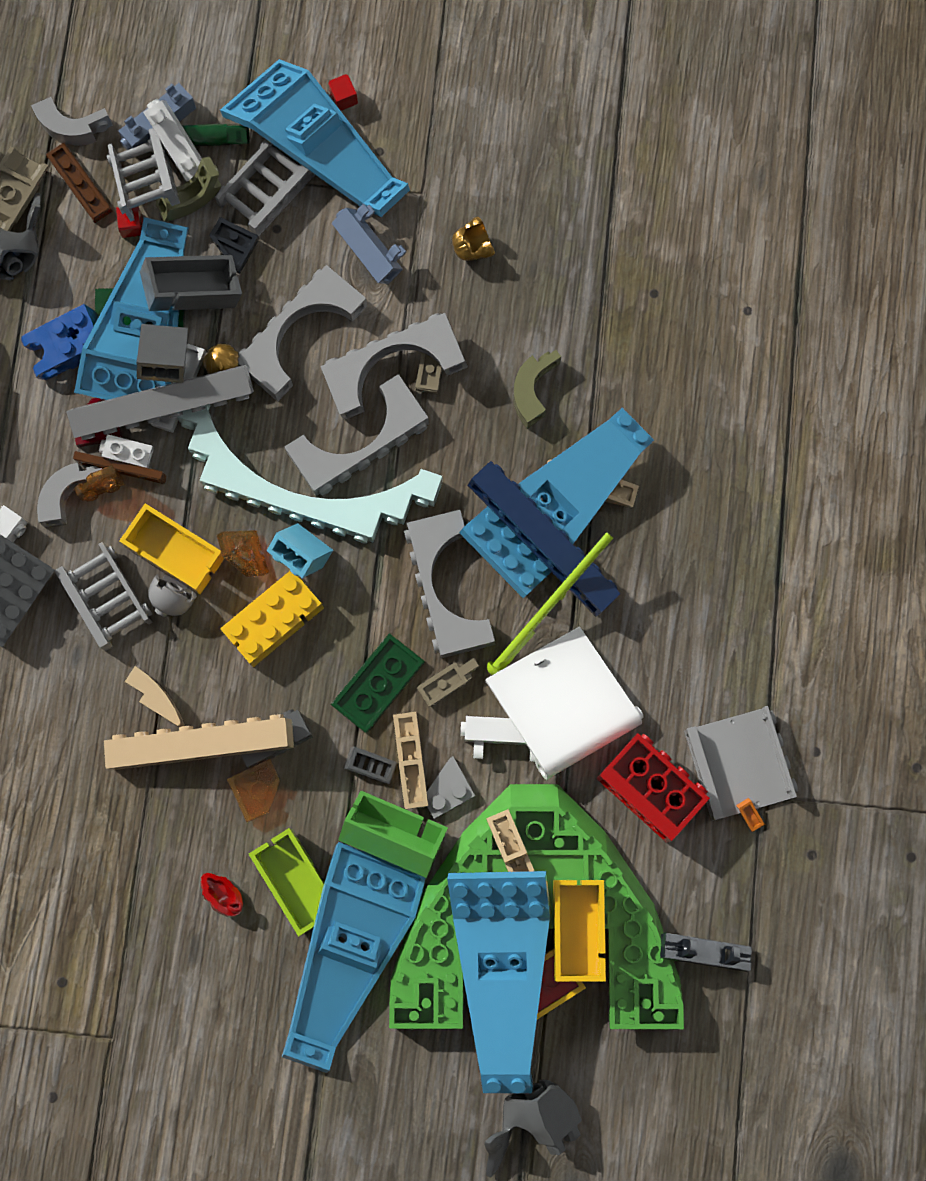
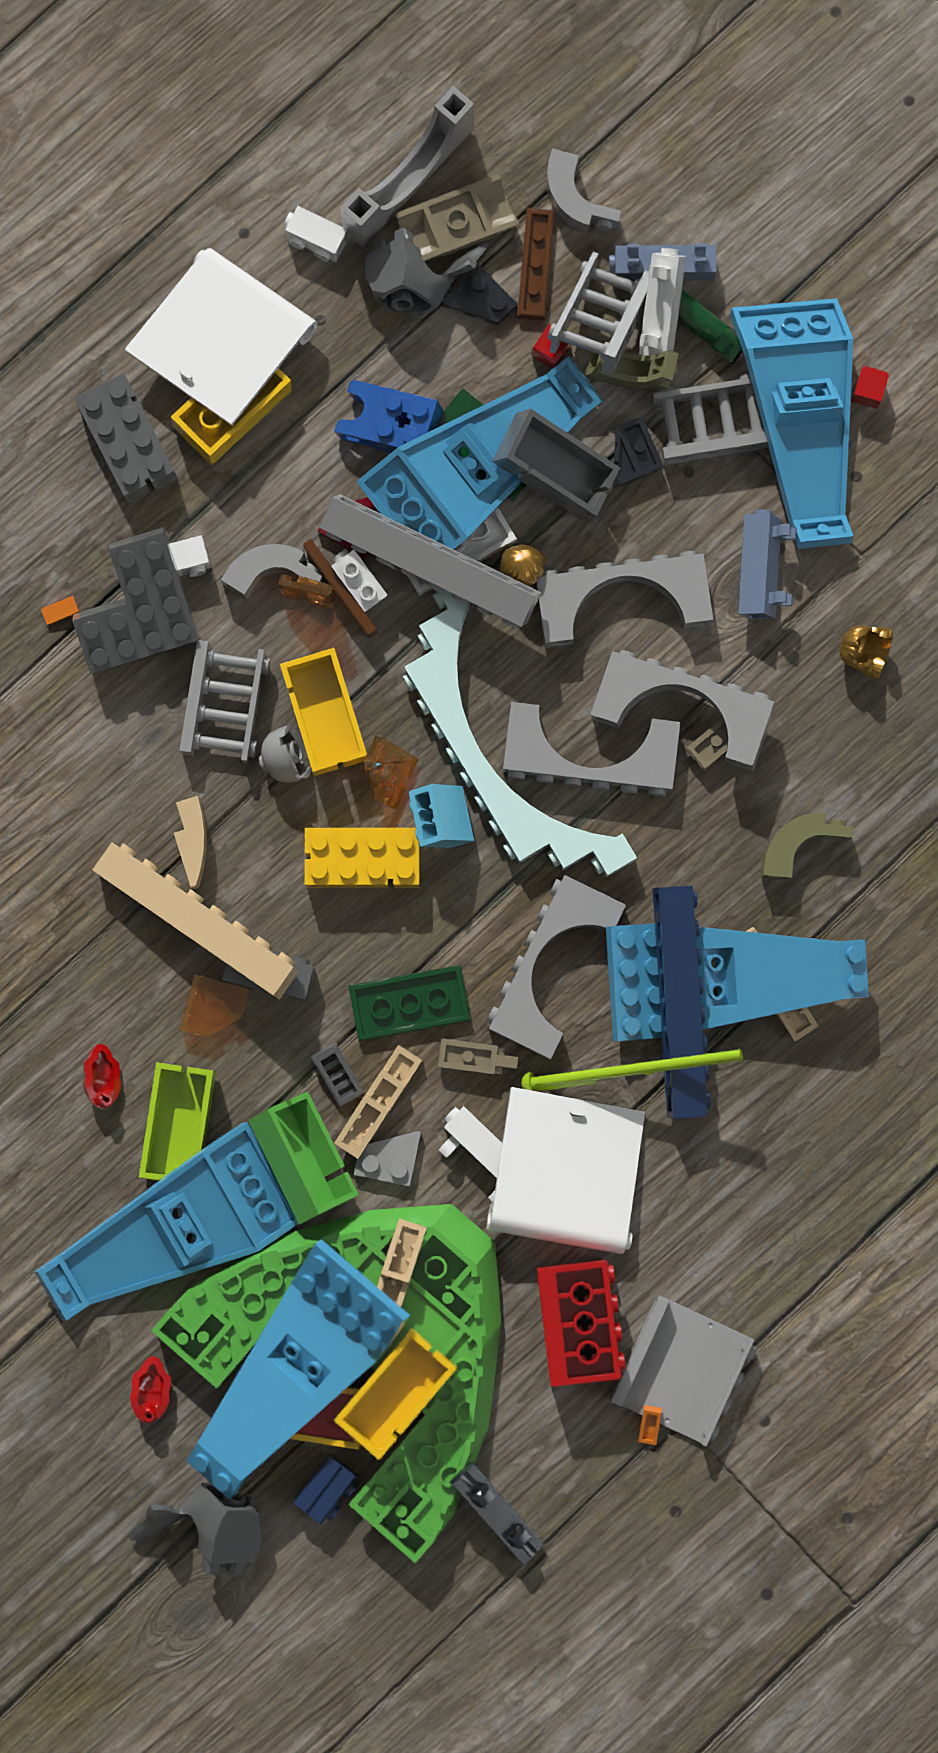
camera: 40 degrees right, 5 degrees up
(61, 228) = (481, 297): none -> black wing
(162, 353) = (468, 517): dark grey brick -> none
(421, 1068) = (150, 1390): none -> red arm
(586, 1032) = (326, 1488): none -> dark blue brick

